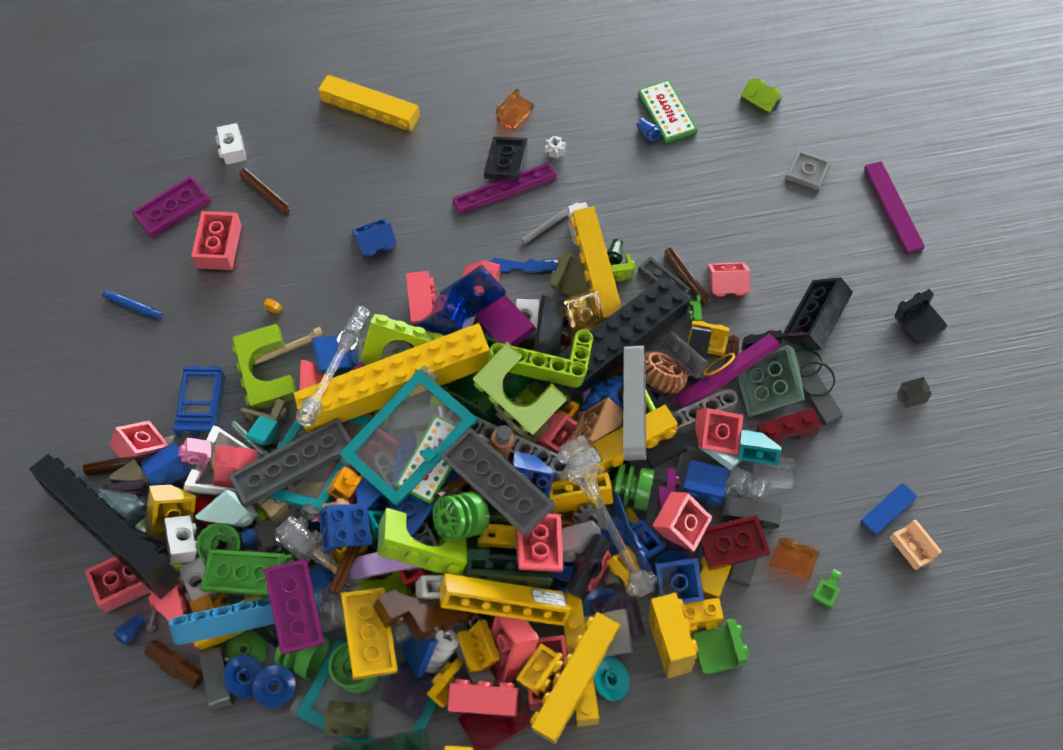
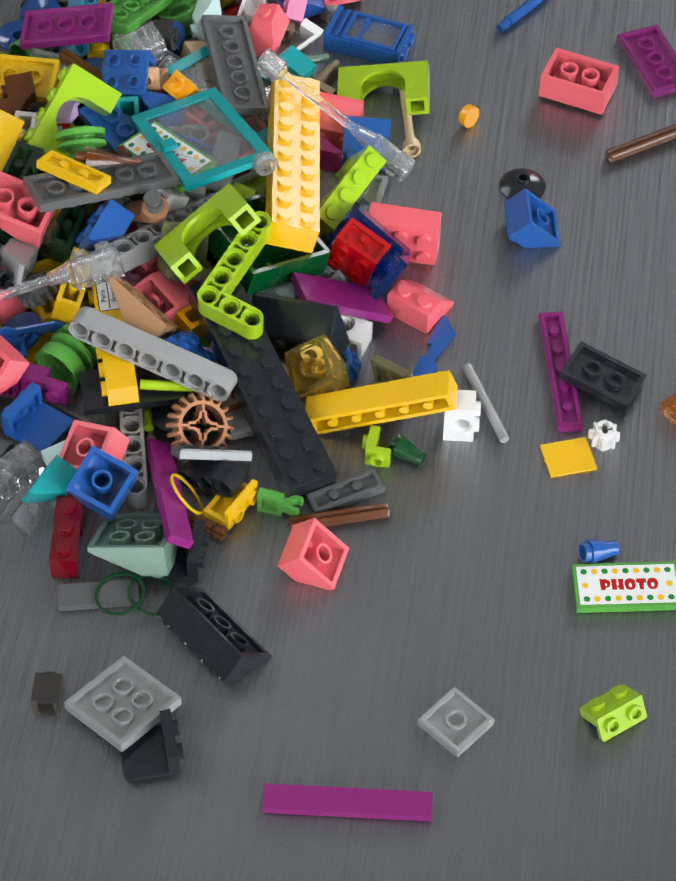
camera: 105 degrees right, 10 degrees down
(334, 262) = (519, 179): none -> black dish
(468, 306) = (357, 252): none -> red bracket
(478, 488) = (94, 157): none -> reddish brown piece
(502, 498) = (73, 172): none -> yellow tile
(575, 167) = (568, 457): none -> yellow window
(750, 401) = (102, 483): none -> blue slope
(899, 344) = (122, 703): none -> light grey plate

